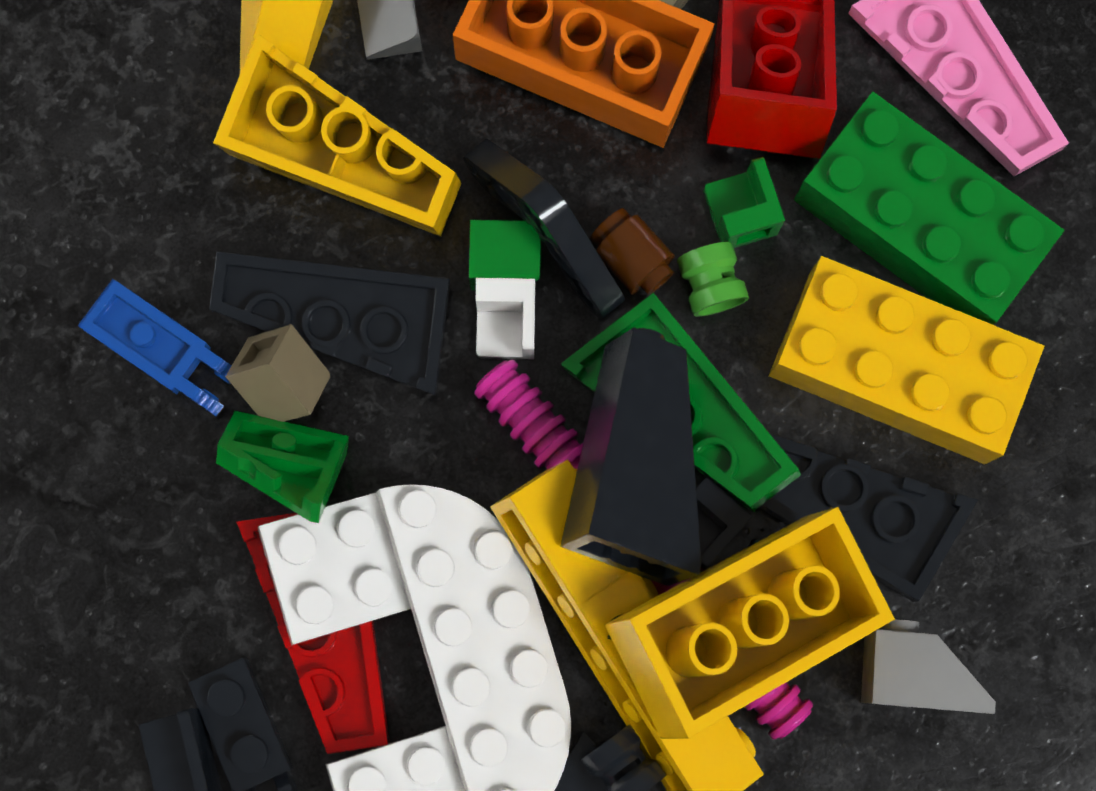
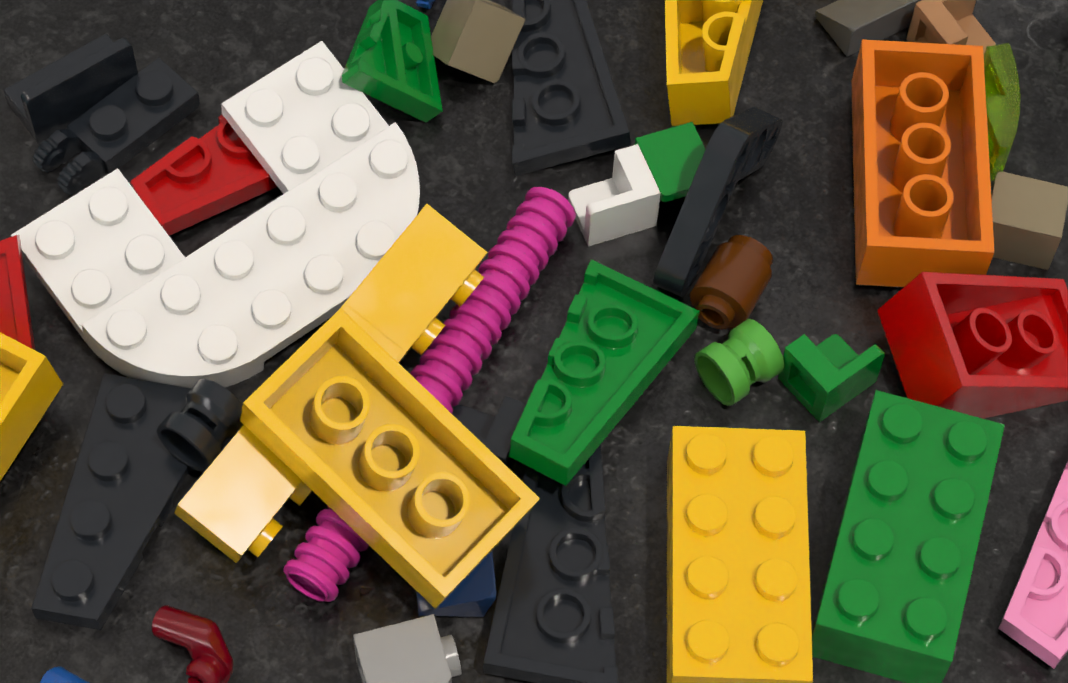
camera: 70 degrees right, 20 degrees down
(637, 465) = (497, 310): black slope -> none

